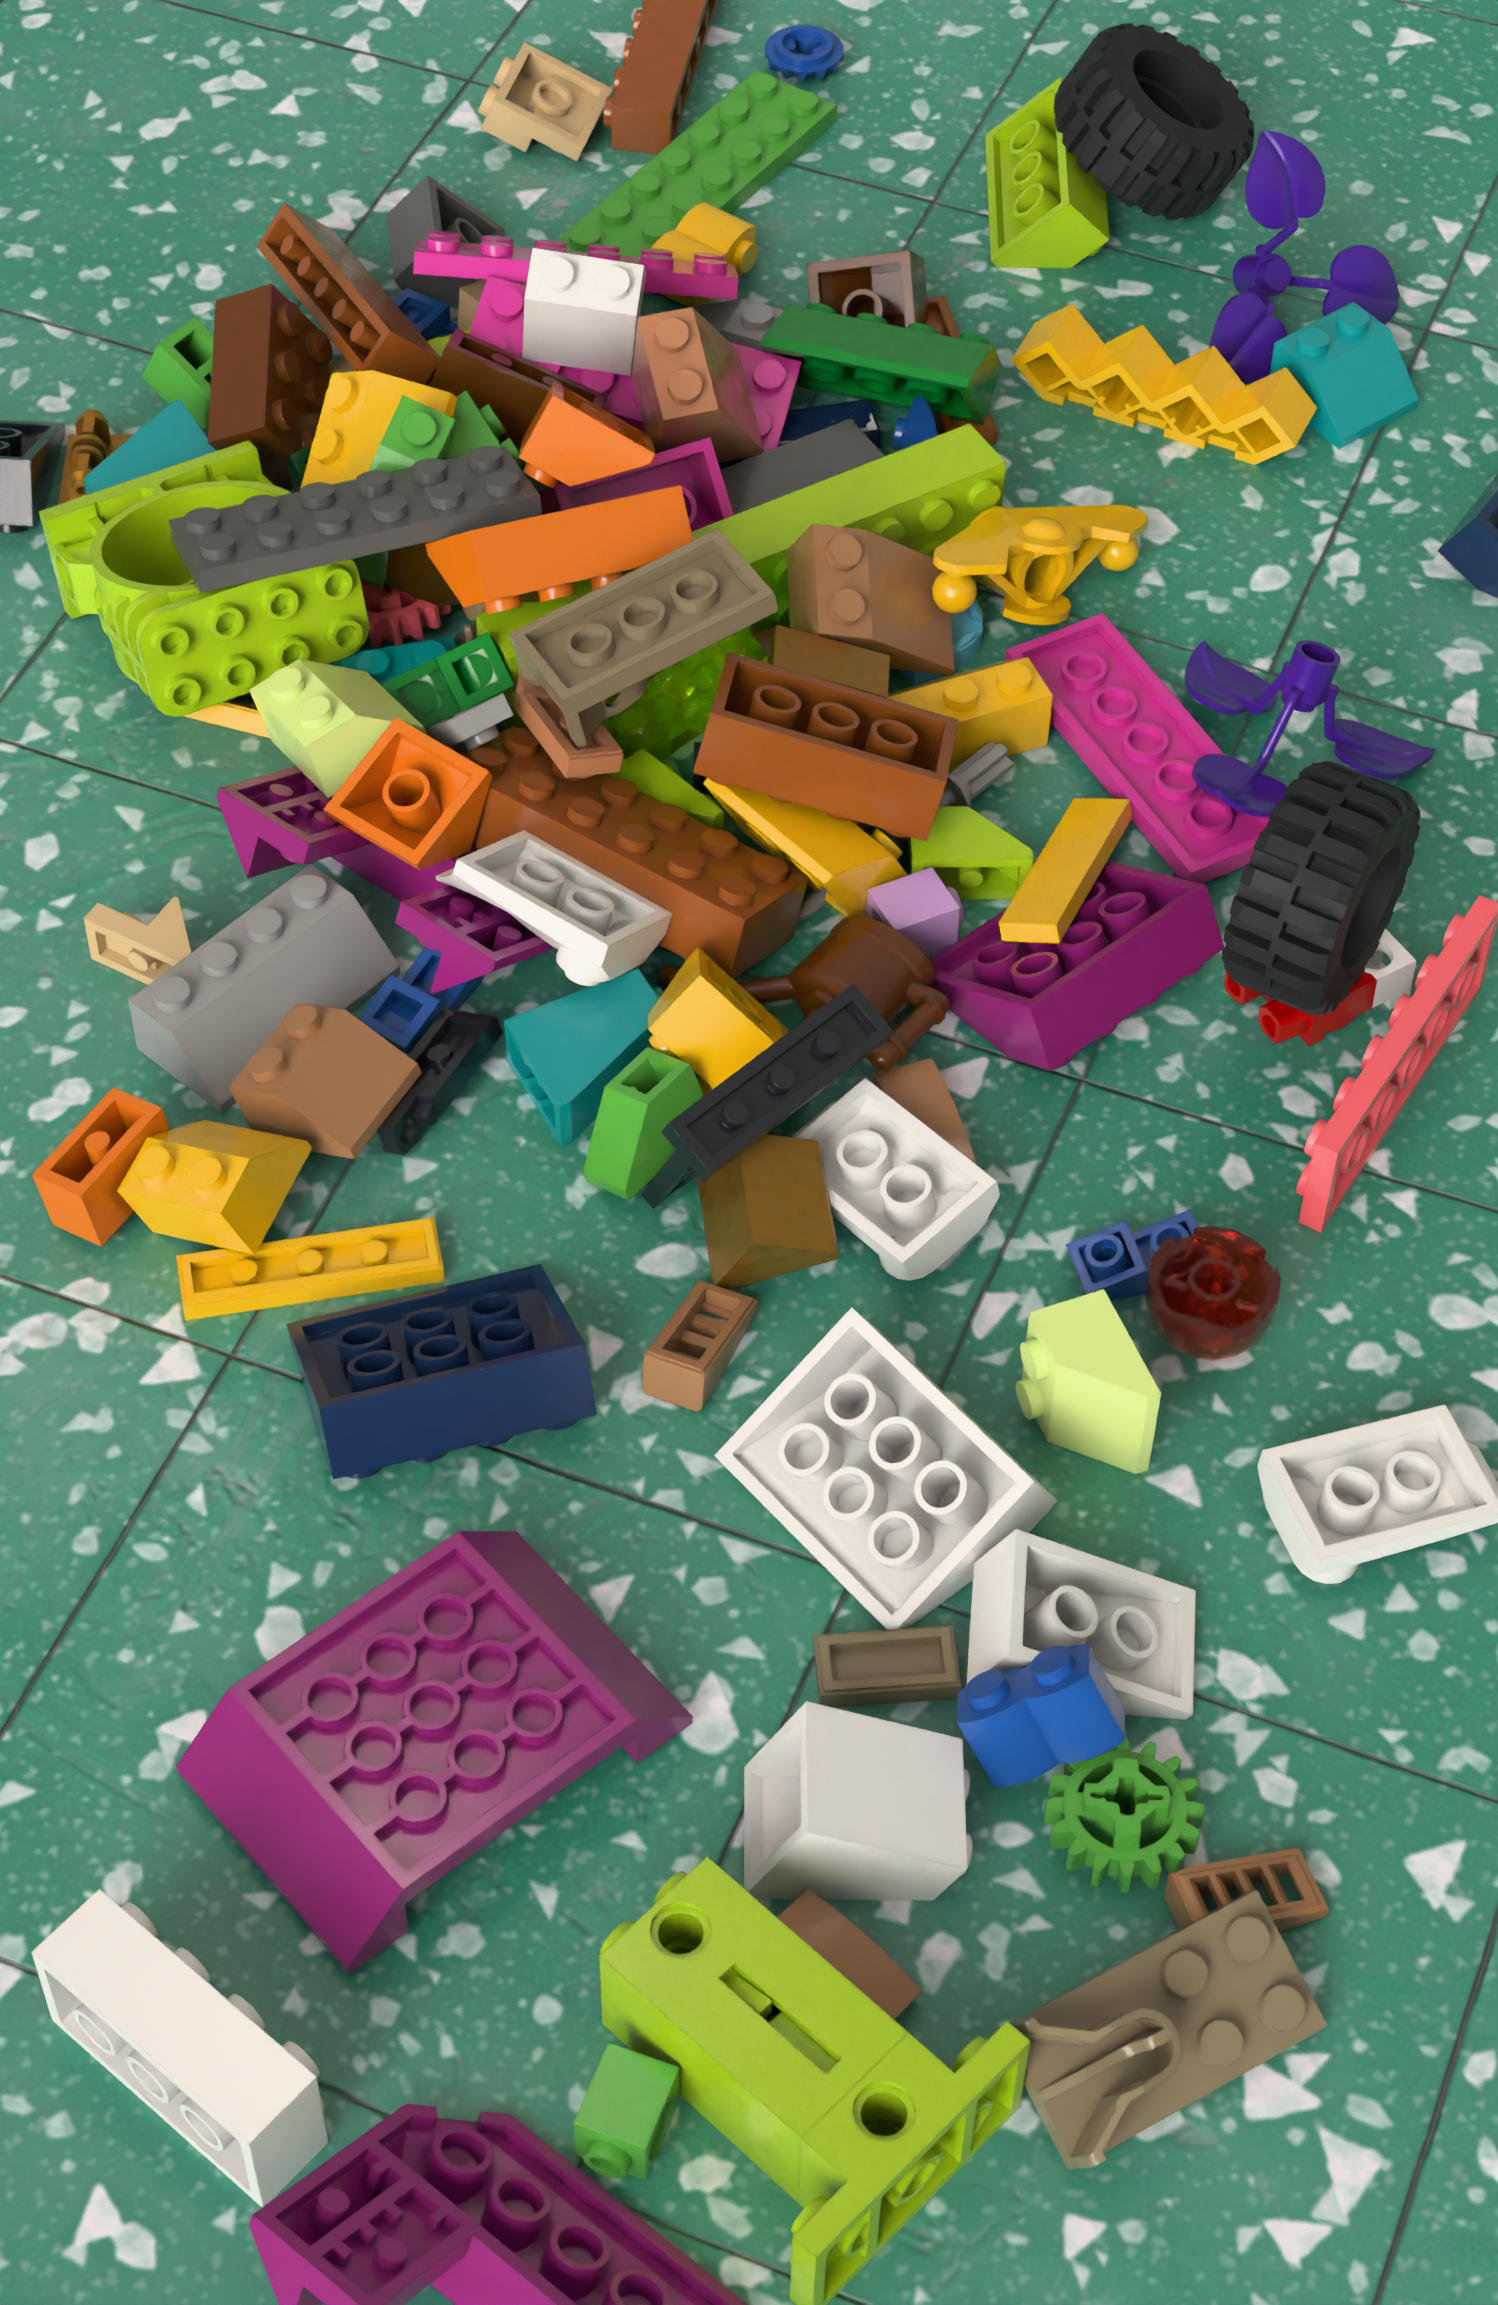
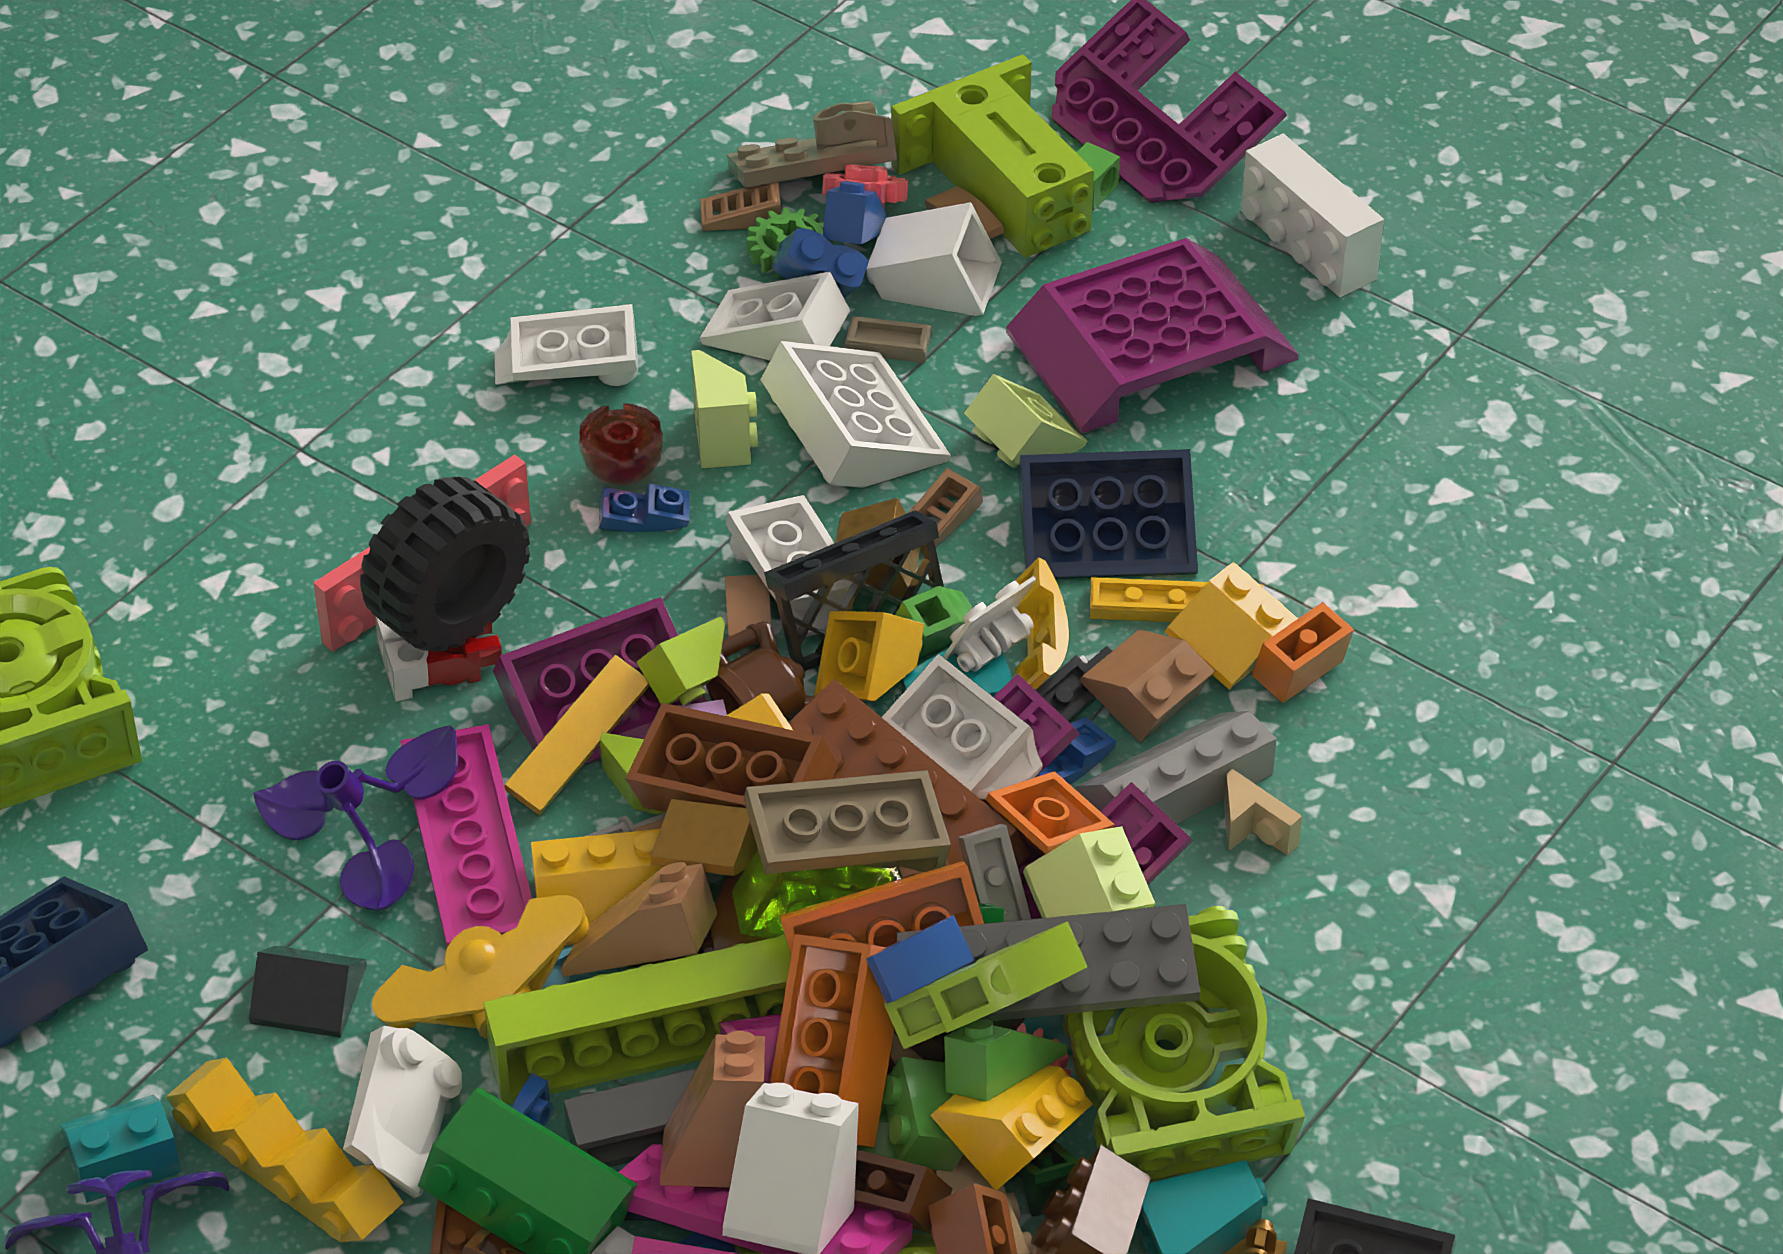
camera: 165 degrees left, 5 degrees down
(411, 426) = (986, 985): none -> lime slope
(475, 1074) = (1050, 633): none -> yellow slope
(501, 420) = (920, 959): none -> blue slope
(552, 1037) = (991, 628): none -> white hinge
(605, 1507) = (1020, 422): none -> yellowish green slope
(962, 940) = (684, 663): none -> lime slope
(1011, 1822) = (852, 214): none -> blue slope
(1050, 1919) = (874, 179): none -> coral gear
(1054, 414) = (400, 1104): none -> white slope
(1242, 569) = (304, 990): none -> black slope

